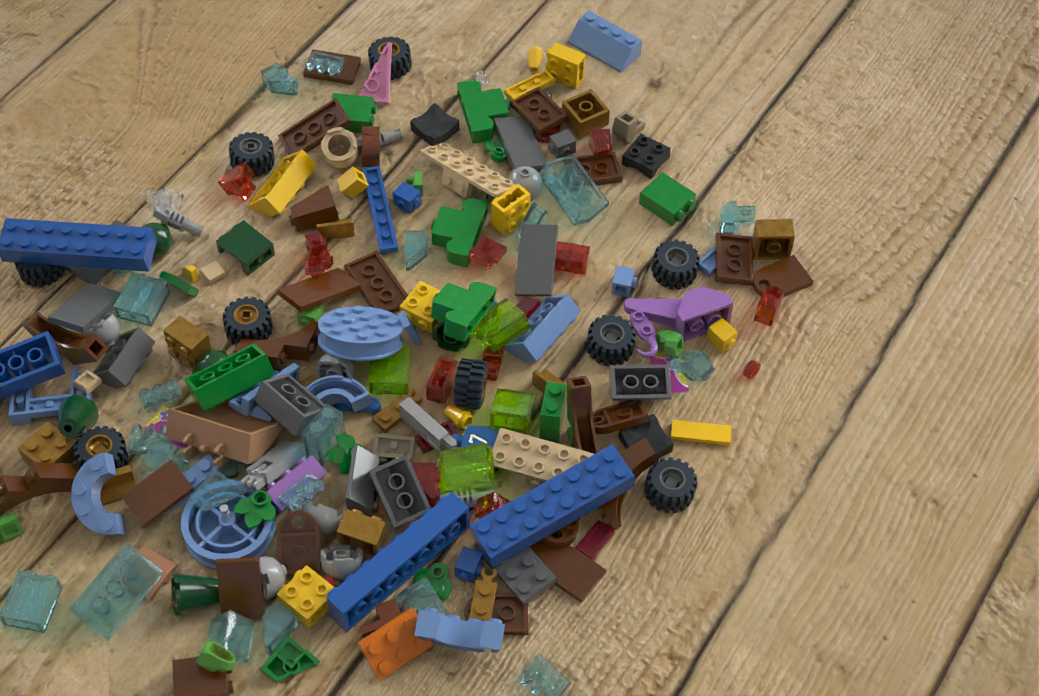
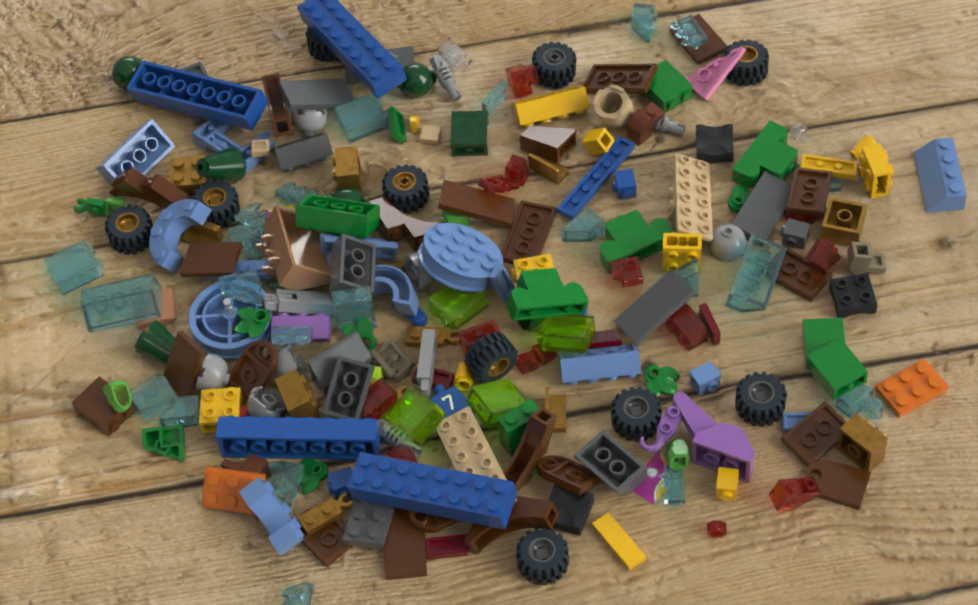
camera: 55 degrees right, 0 degrees up
(47, 531) = (129, 229): none -> black wheel
(233, 208) = (495, 97): none -> clear light blue tile
(416, 182) = (646, 180): bright green tile -> none
(573, 238) = (709, 321): none -> dark red tile
(594, 306) = (663, 382): none -> green plate
(703, 203) = (836, 368): none -> green brick
(749, 184) = (911, 387): none -> orange plate

